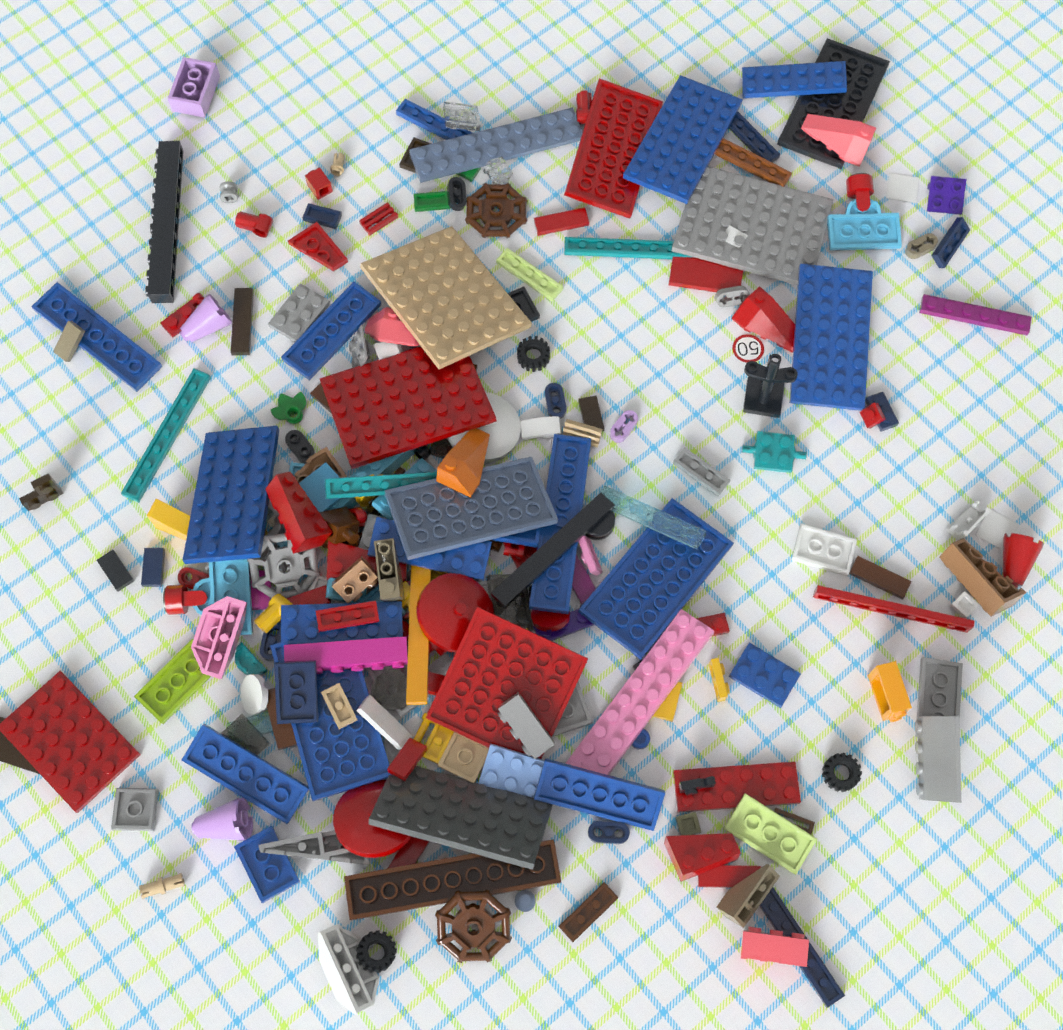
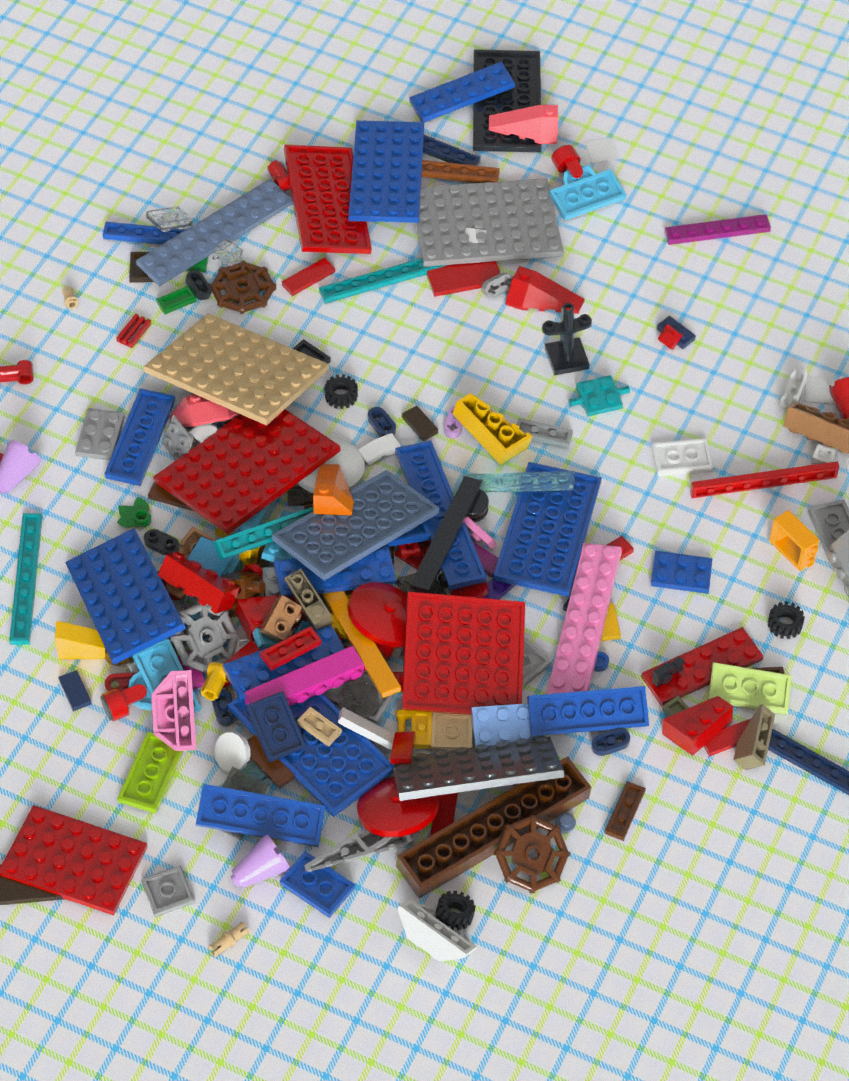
camera: 25 degrees left, 15 degrees down
(115, 570) = (39, 706): black tile -> none
(242, 321) = (50, 462): dark brown tile -> none
(247, 661) = (208, 732): teal plate -> none
(318, 183) = (60, 319): red brick -> none
(319, 246) = (89, 371): red wing -> none
(322, 215) = (77, 346): dark blue tile -> none
(422, 452) = (280, 505): black hinge -> none
(525, 726) = (496, 677): light grey brick -> none
(529, 274) = (302, 329): yellowish green tile -> none
(582, 432) = (420, 439): tan tile -> none
(651, 451) = (491, 429): none -> yellow wedge
(717, 671) = (643, 588): yellow plate -> none
(748, 348) = (531, 322): sticker -> none
(775, 947) = (797, 768): coral wedge -> none
(831, 337) = (603, 286): blue plate -> none
(880, 577) = (741, 461): reddish brown tile -> none
(919, 243) = (640, 189): dark tan beam -> none
(946, 195) = (644, 142): dark purple hinge -> none
(950, 242) = (667, 178): dark blue plate -> none

